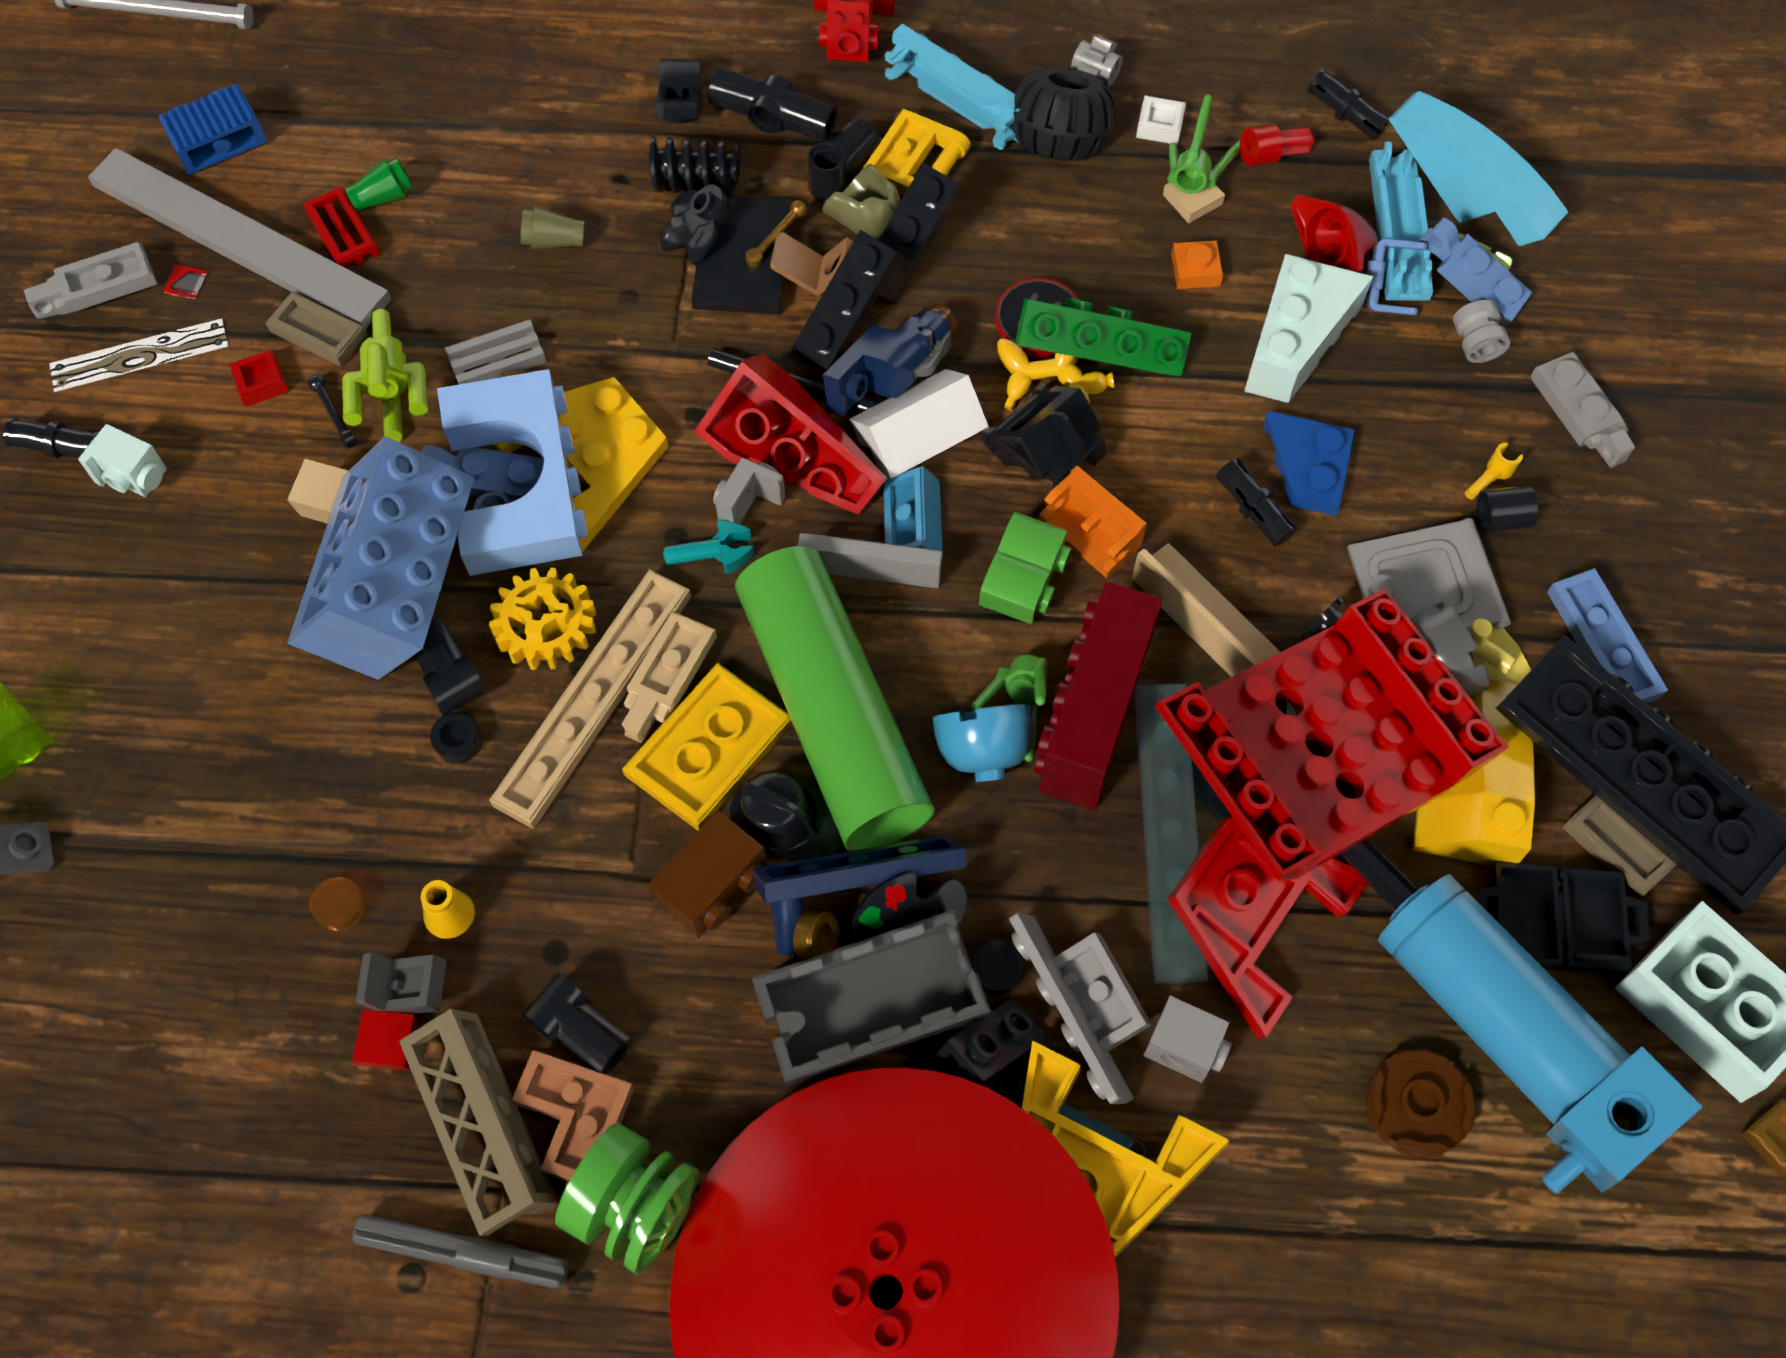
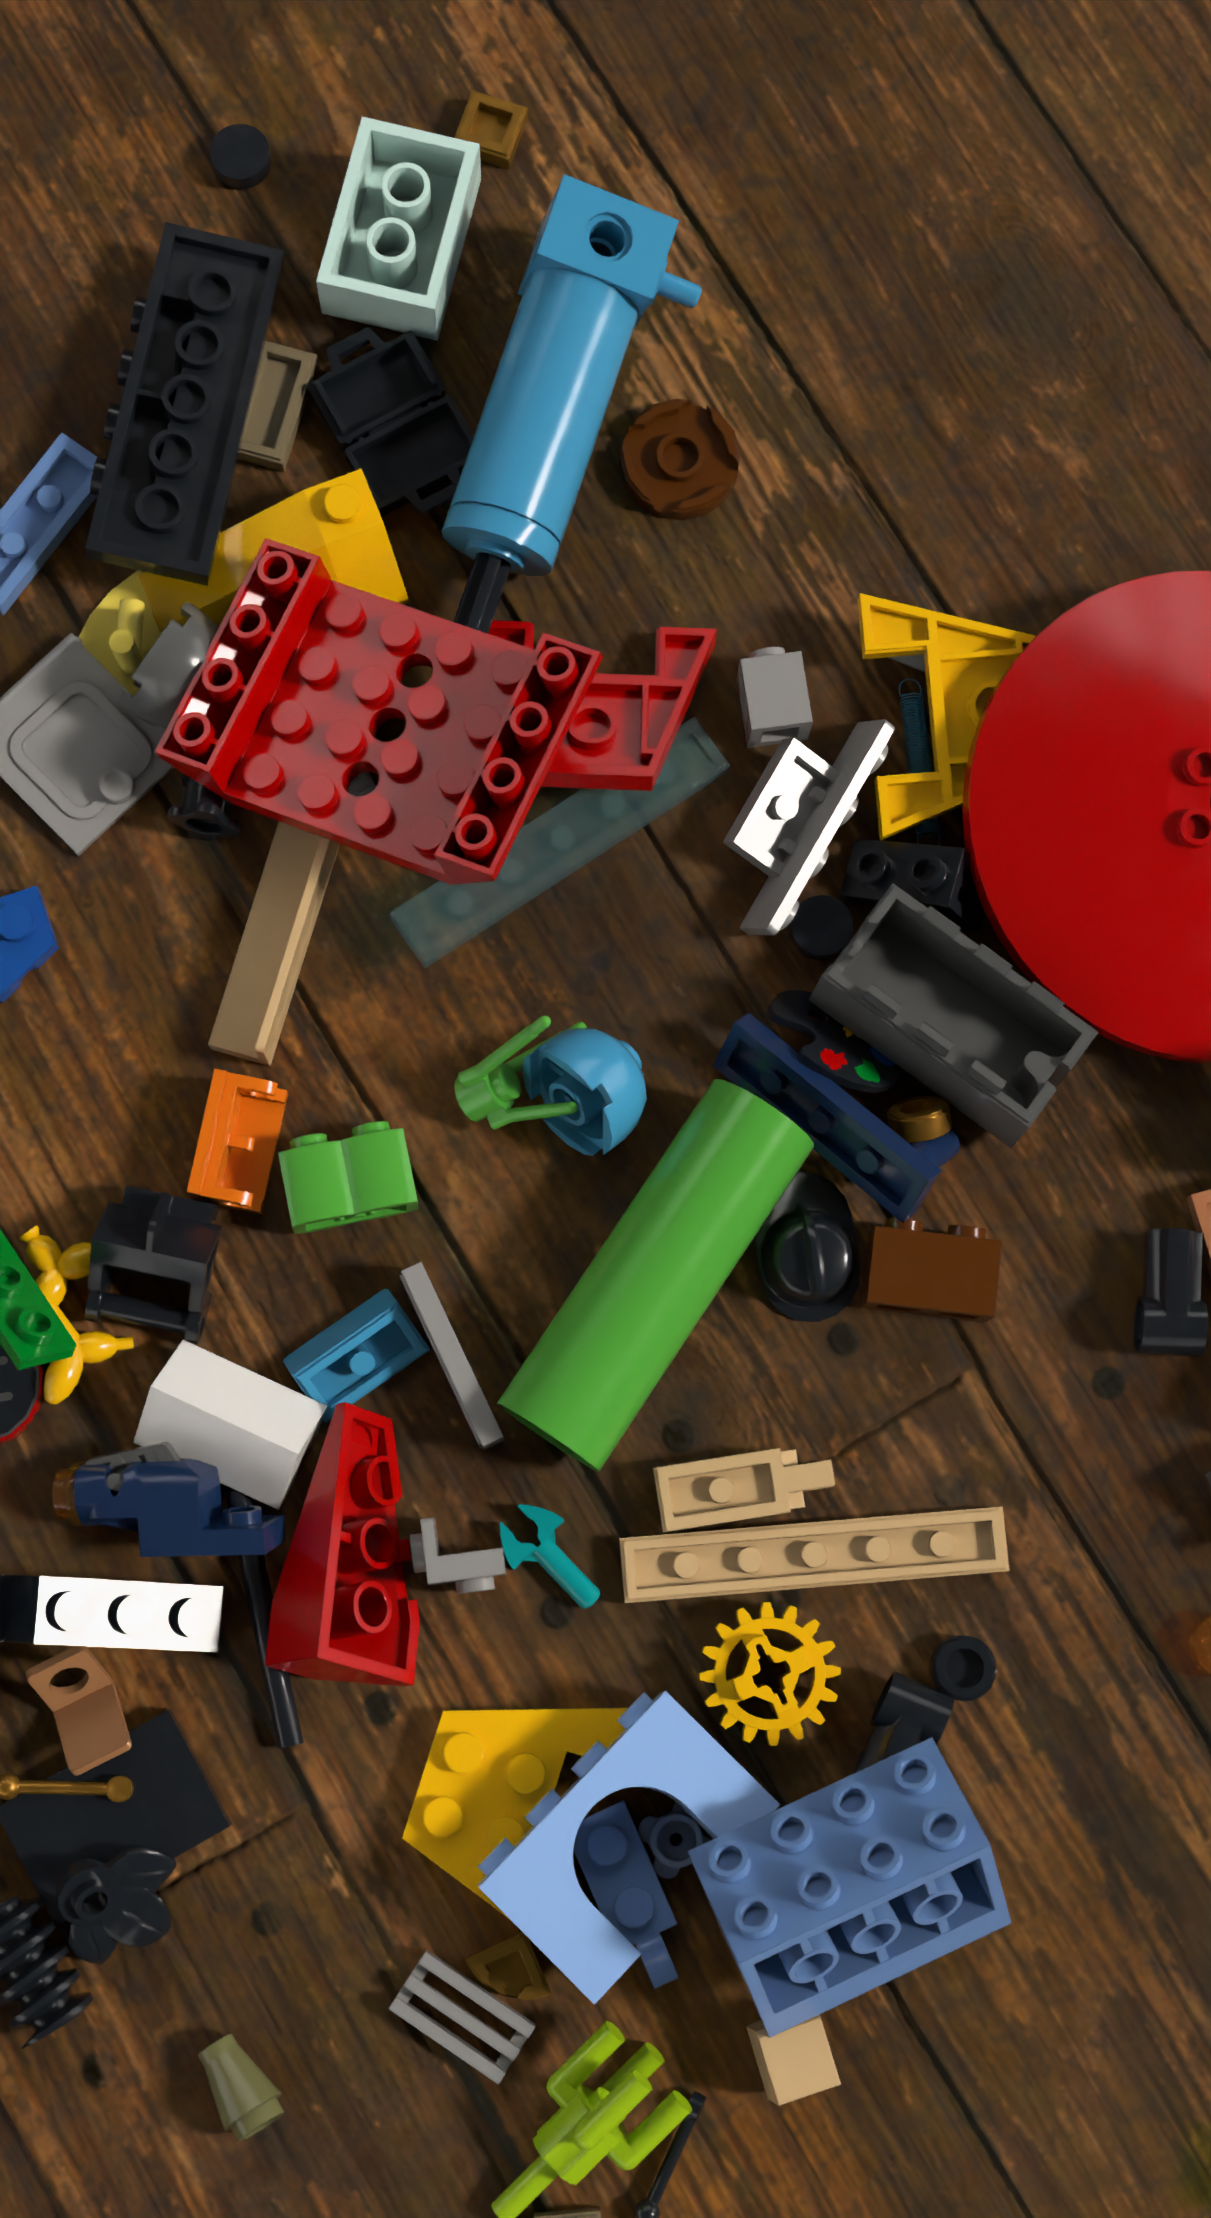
camera: 130 degrees left, 15 degrees up
(446, 910) = (1139, 1520): yellow cone -> none
(708, 746) = (785, 1385): yellow tile -> none
(1096, 694) = (466, 991): dark red brick -> none
(1256, 502) = (90, 979): black pin -> none

